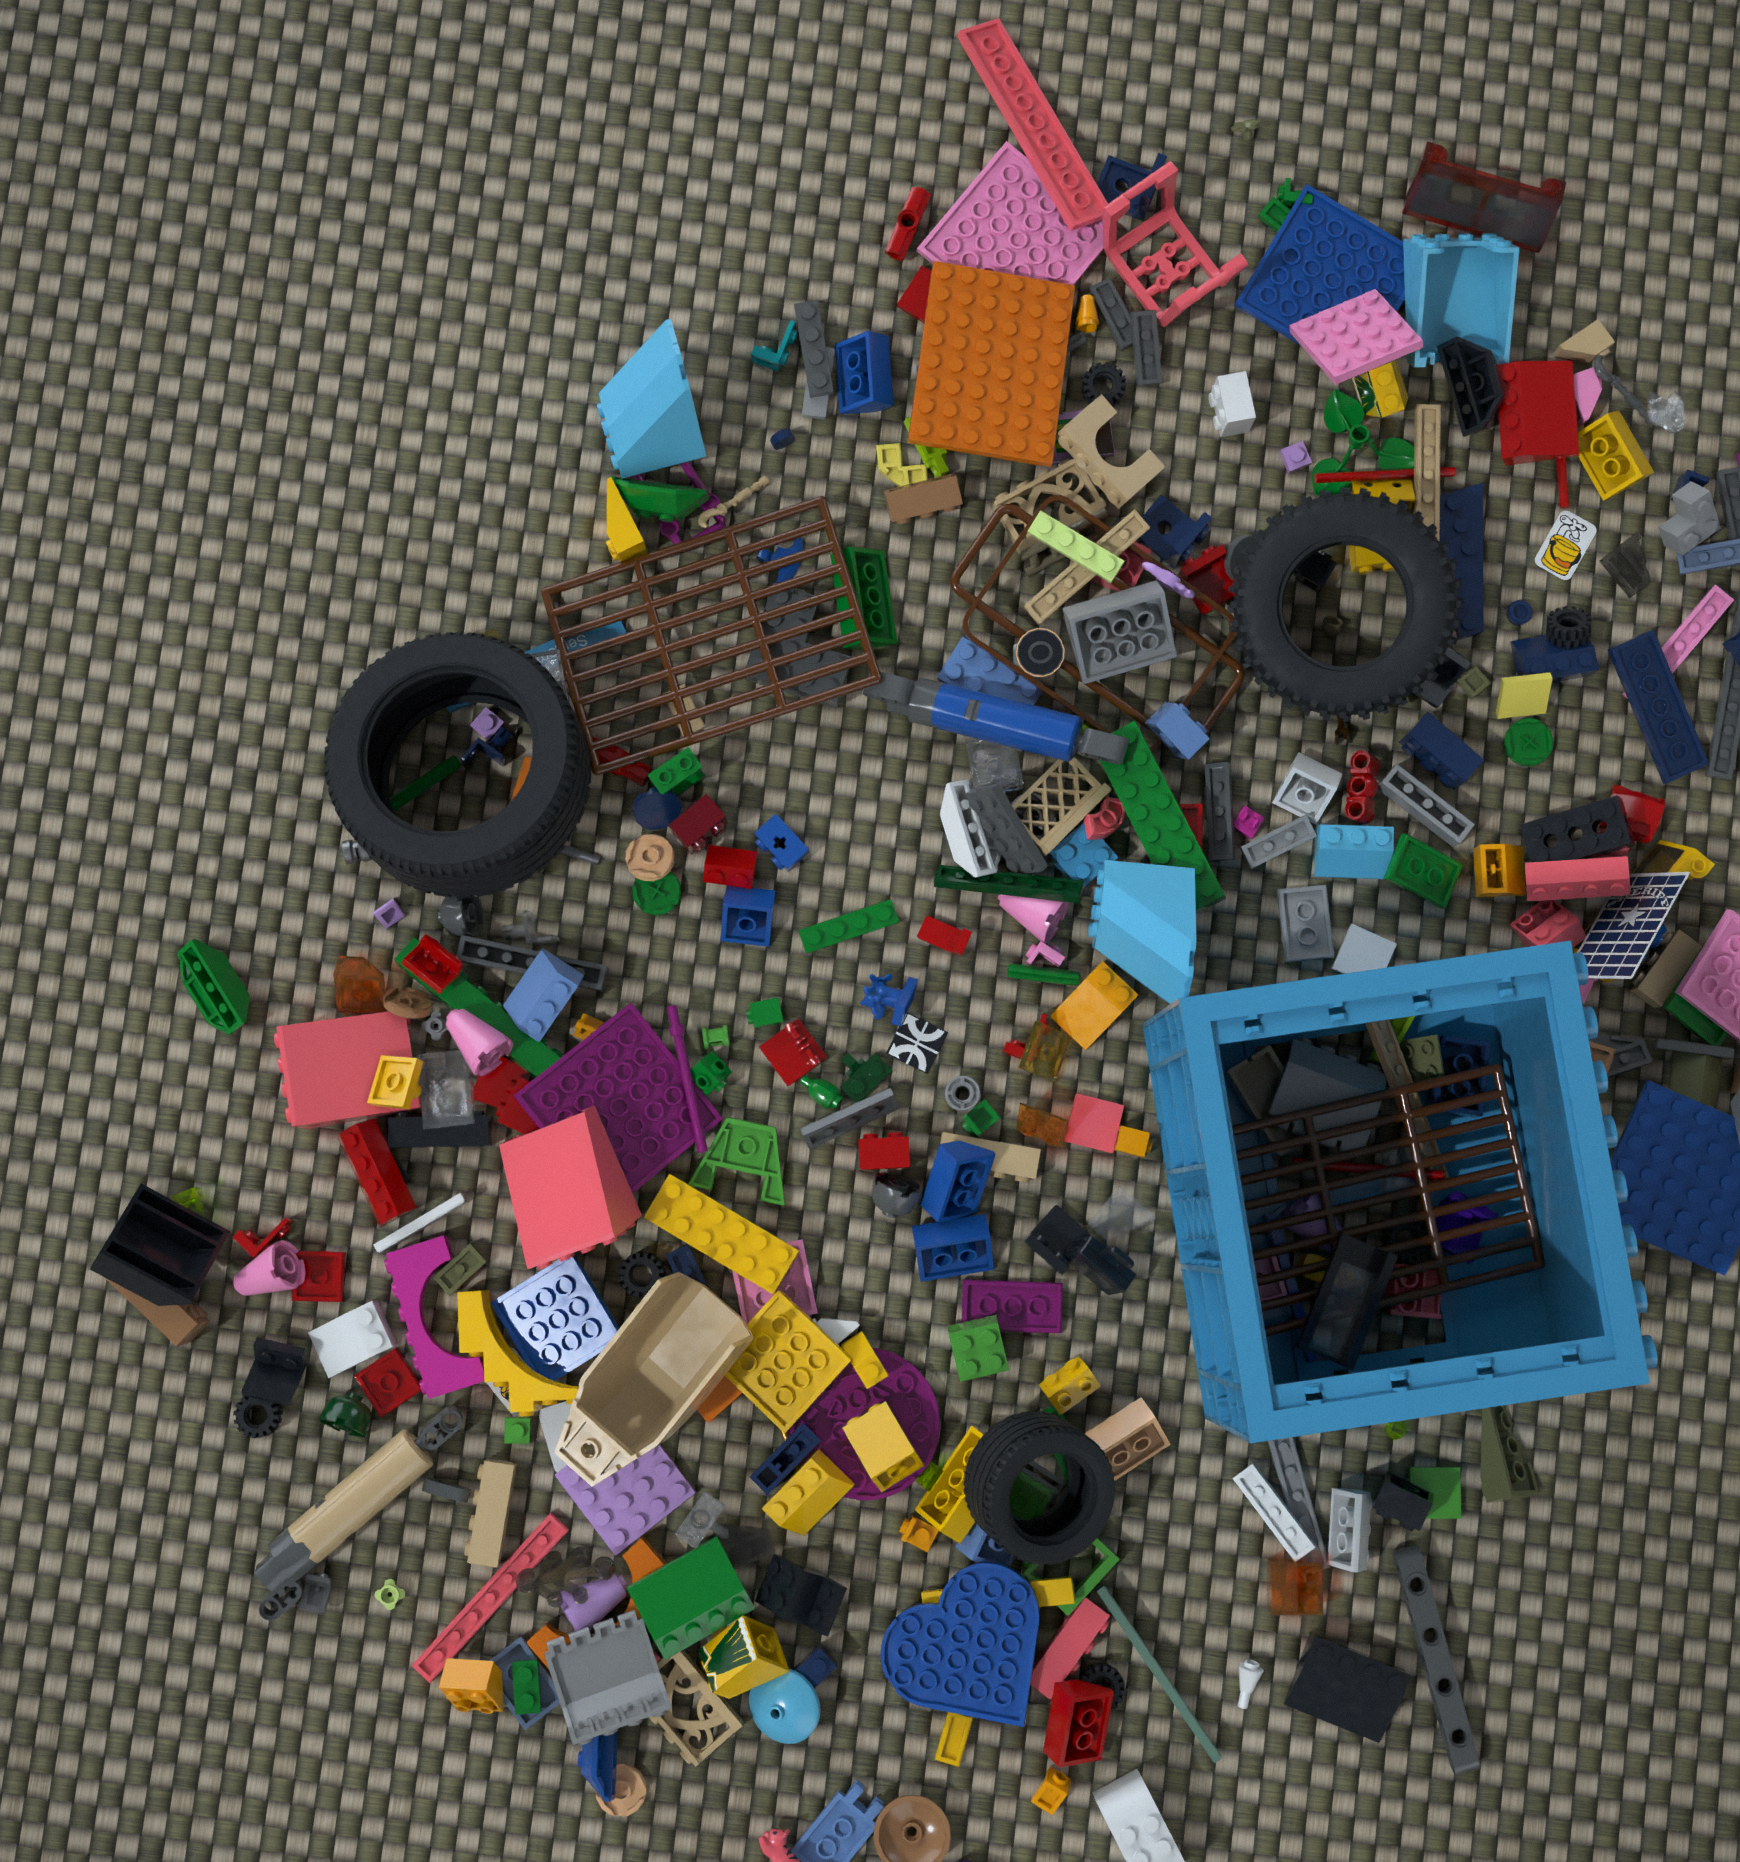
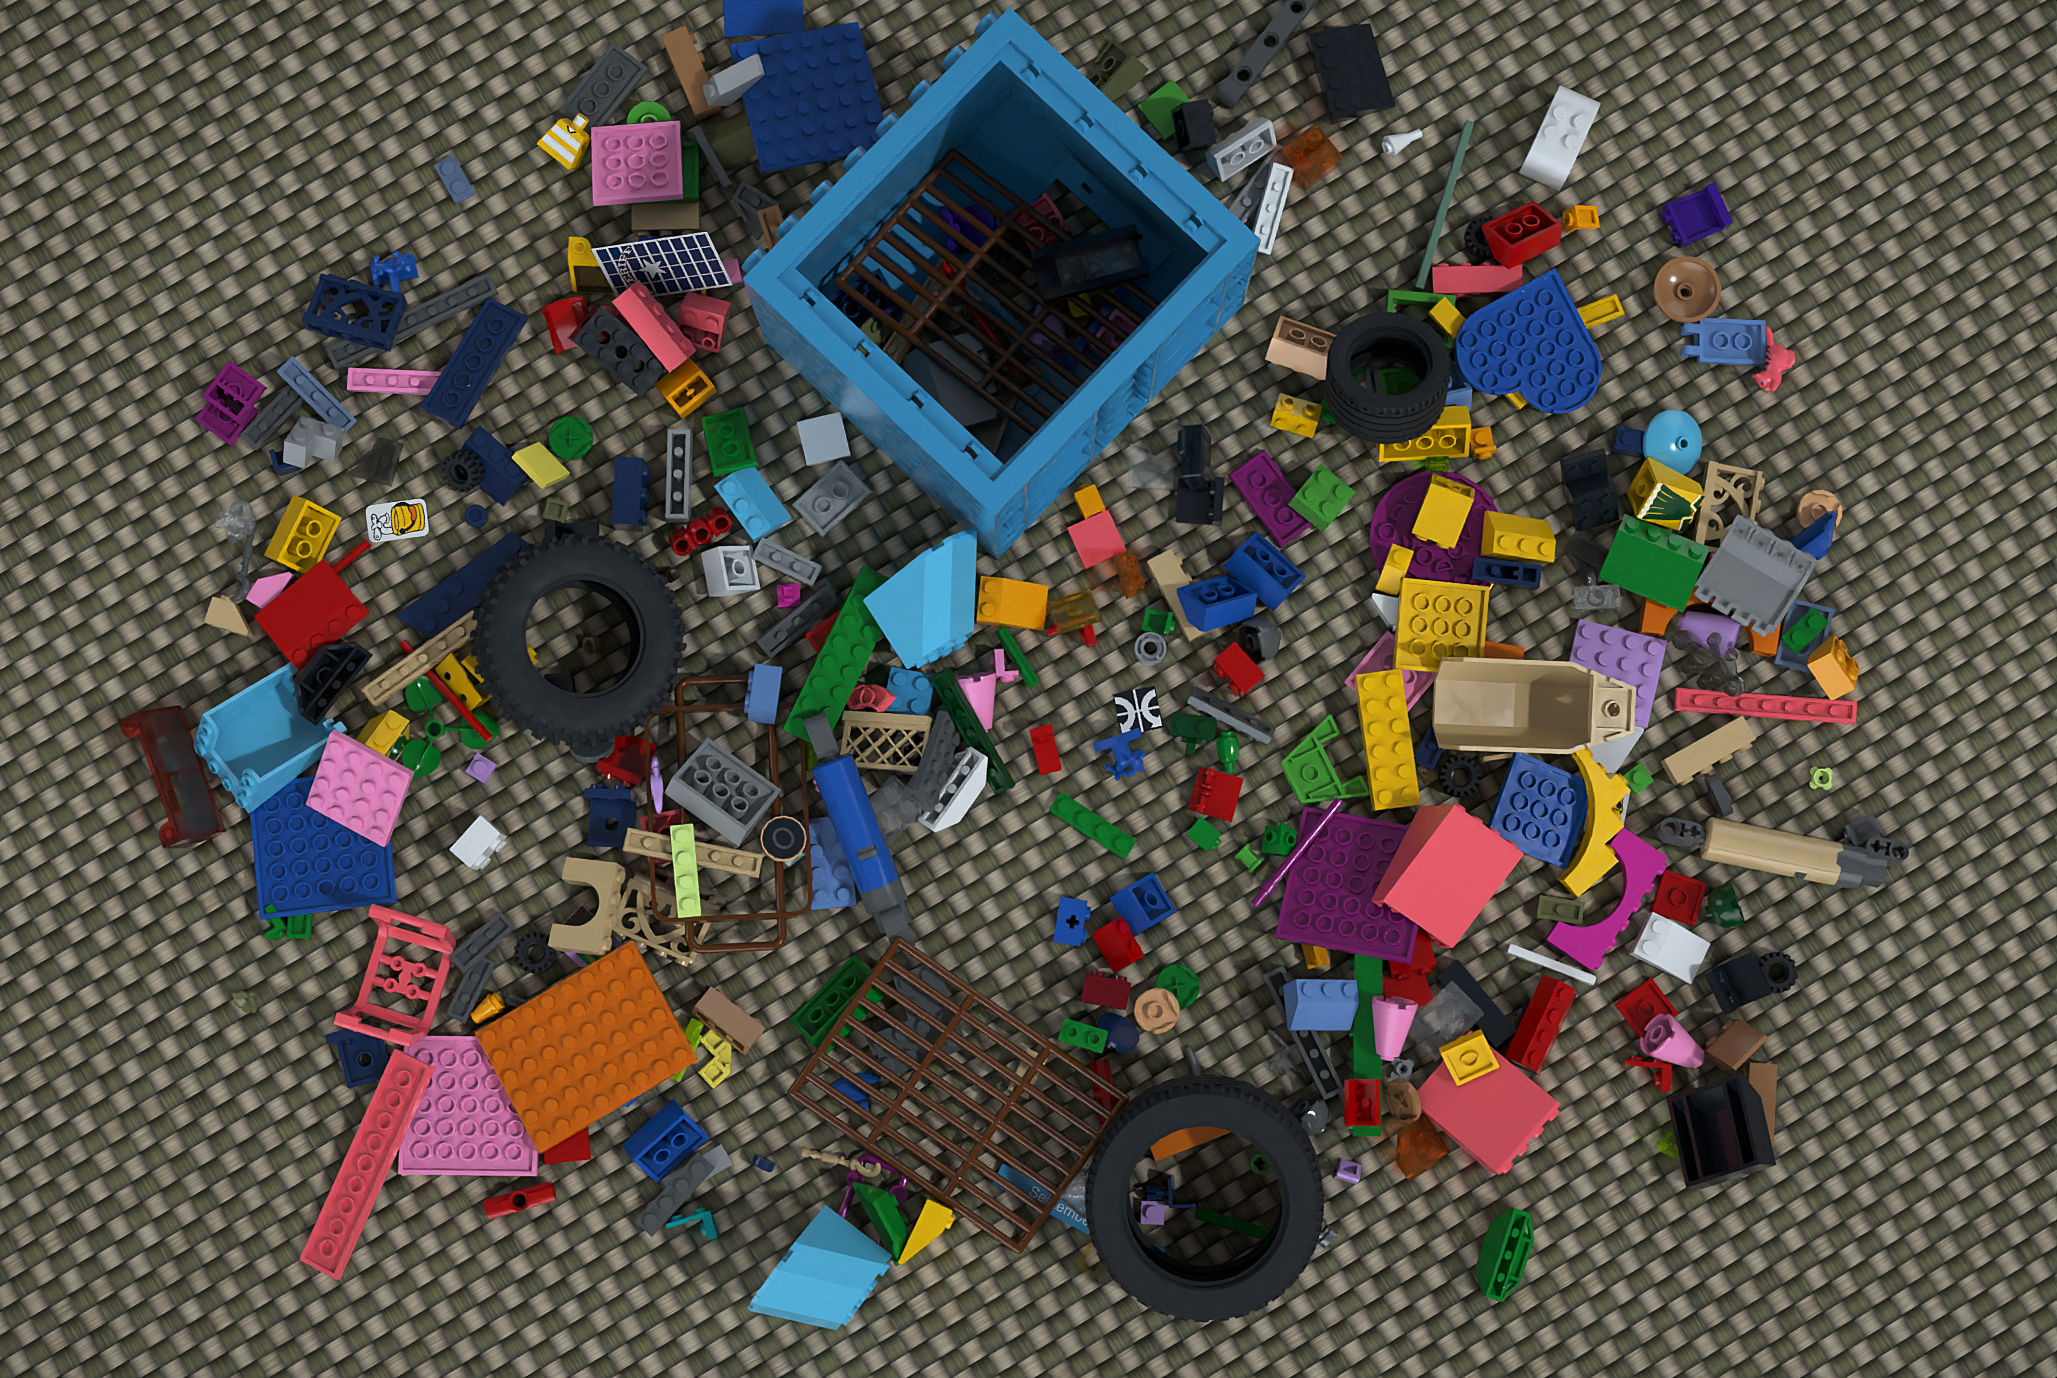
camera: 125 degrees left, 0 degrees up
(224, 1324) = (1733, 1044): none -> medium nougat slope

